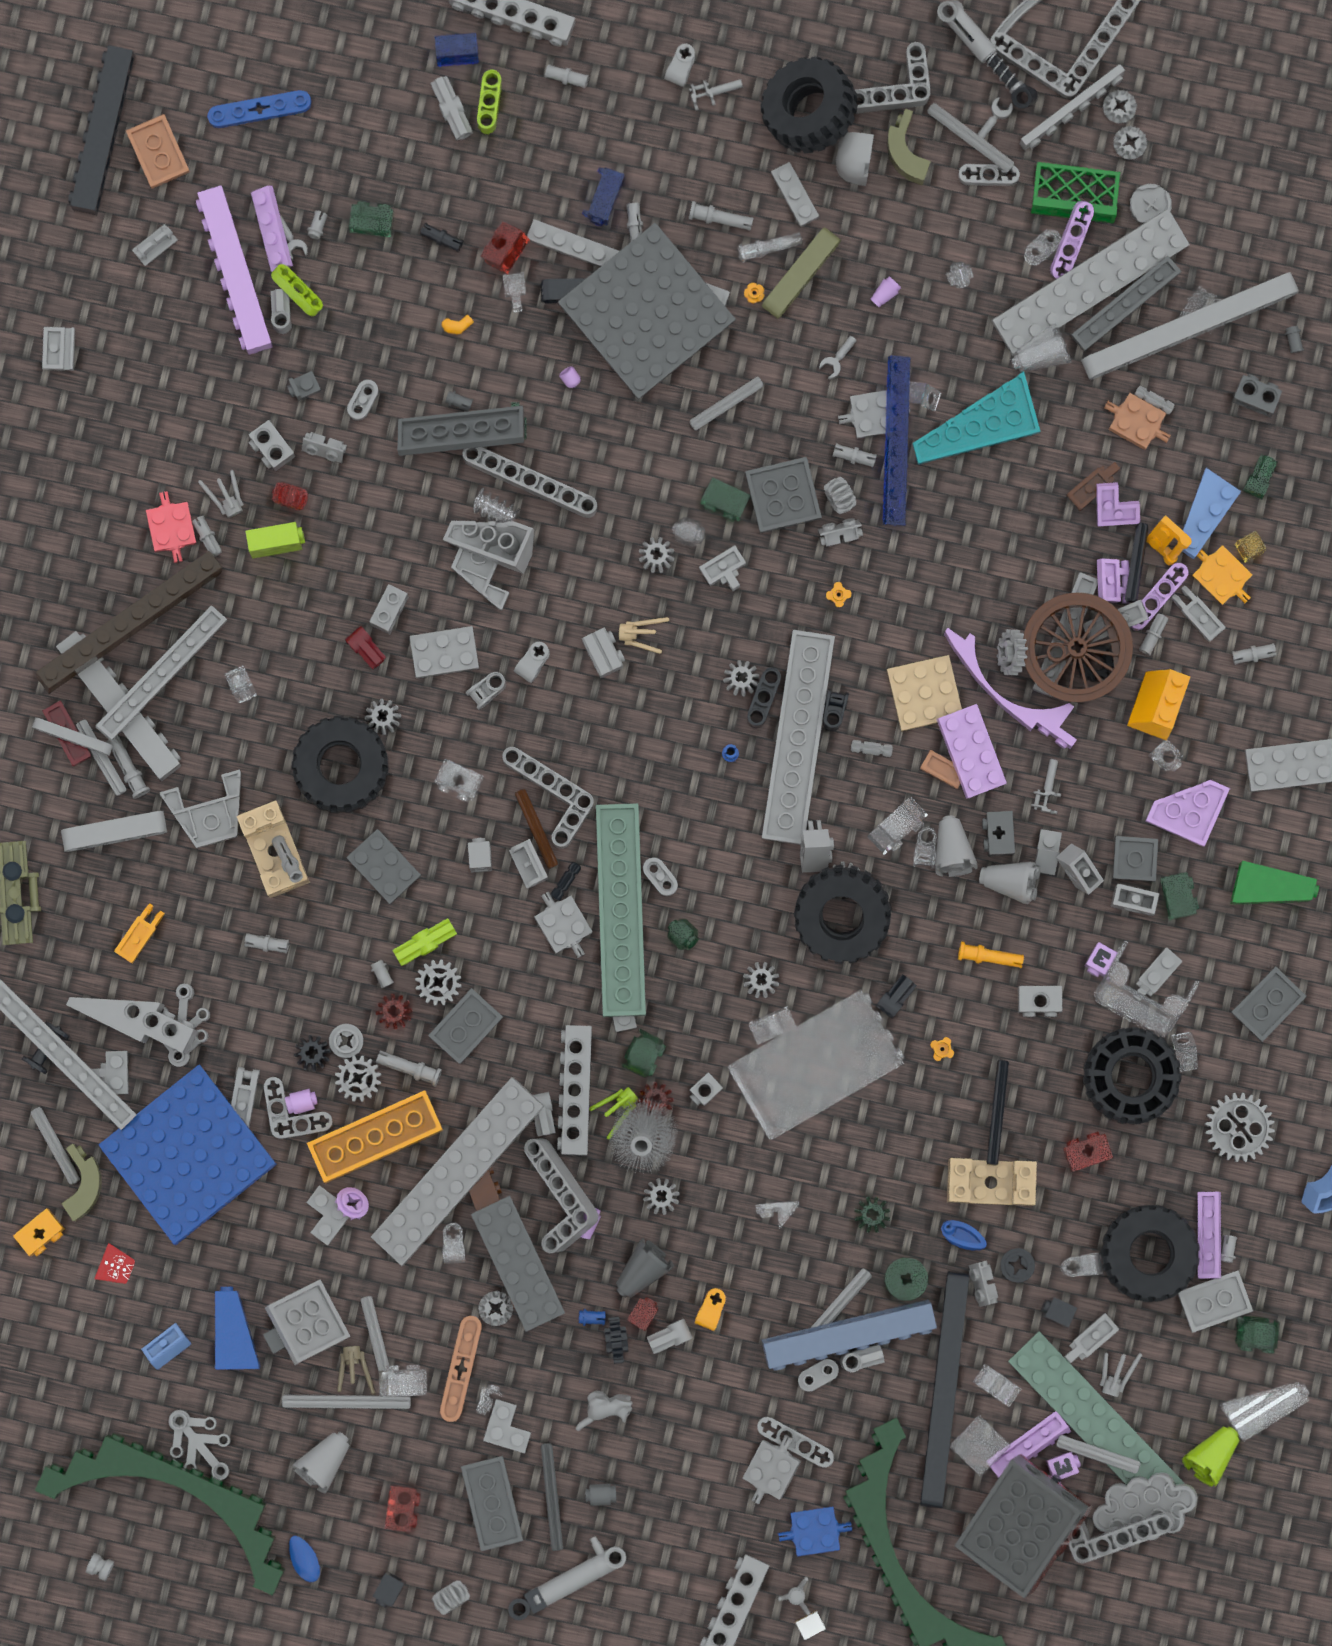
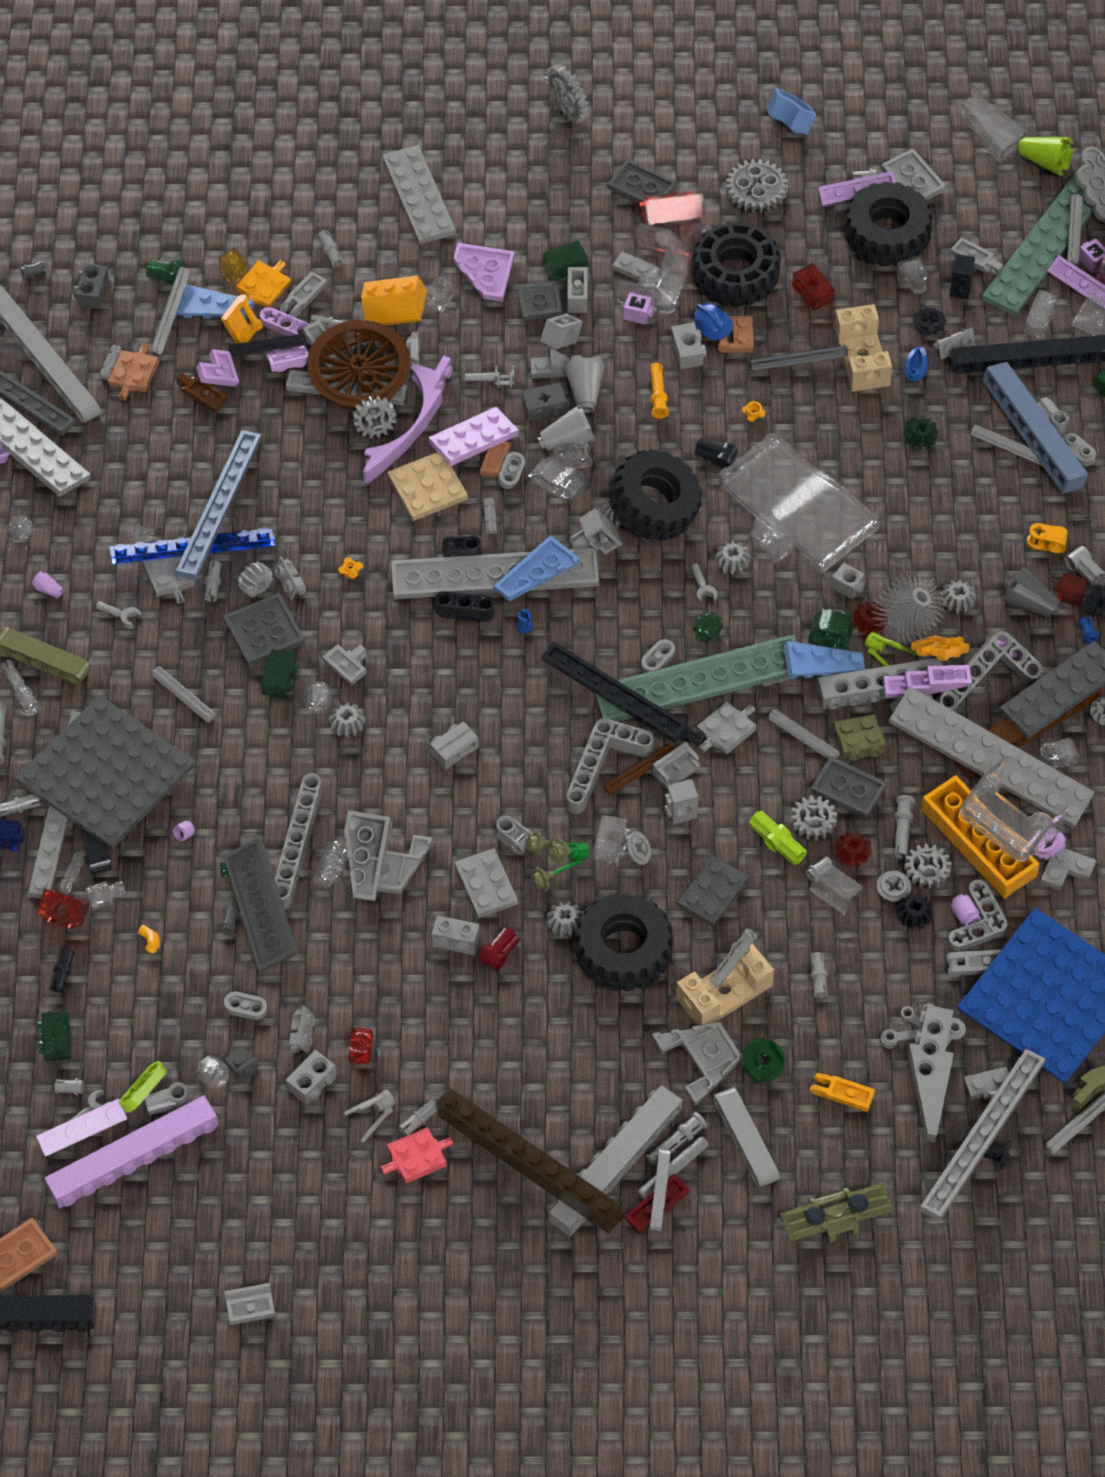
camera: 100 degrees left, 25 degrees down
(155, 245) = (118, 1236): light grey hinge -> none
(161, 673) = (573, 1121): light grey plate -> none
(181, 876) = (754, 1069): none -> dark green plate
(240, 684) = (563, 1053): clear bracket -> none
(275, 540) = (410, 1047): lime brick -> none
(298, 356) = (212, 1072): none -> clear head
(355, 984) = (835, 888): none -> clear panel
(369, 1152) = (1004, 822): none -> clear windscreen
(442, 719) = (558, 853): none -> olive plant
(447, 810) = (643, 848): none -> light grey gear
(521, 1053) = (859, 737): none -> olive plate
(530, 665) = (478, 801): light grey piece -> none
(537, 998) = (803, 734): none -> light grey axle
(547, 263) = (71, 873): none -> clear axle
(554, 1130) = (932, 681): none -> lavender slope
(597, 1158) = (940, 647): none -> light orange plate
(609, 1028) = (819, 660): none -> medium blue wing
(621, 820) = (614, 692): none -> black plate
(628, 632) = (428, 728): tan plant -> none
(742, 671) = (450, 628): light grey gear -> none
(746, 942) = (704, 589): none -> light grey piece
(759, 293) = (68, 696): light orange plate -> none
(783, 1210) = (941, 502): clear slope -> none
(787, 779) = (537, 568): none -> medium blue wing
(910, 1290) = (970, 395): clear green brick -> none
(920, 782) = (510, 471): none -> light grey plate
(936, 474) = (218, 505): none -> sand blue plate
(990, 421) = (157, 480): teal wing -> none
(1042, 351) = (81, 446): clear cone -> none
(1044, 1062) = (741, 336): none -> nougat plate
(1064, 1034) = (712, 321): none -> blue piece
(1092, 710) = (414, 347): none -> light grey hinge
(1112, 1385) = (1011, 233): light grey plant -> none
(1203, 470) = (170, 311): none -> light grey axle
(1216, 1023) = (672, 207): none -> clear red brick
(1257, 1333) = (932, 138): clear green brick -> none
(1268, 885) = (537, 204): green slope -> none

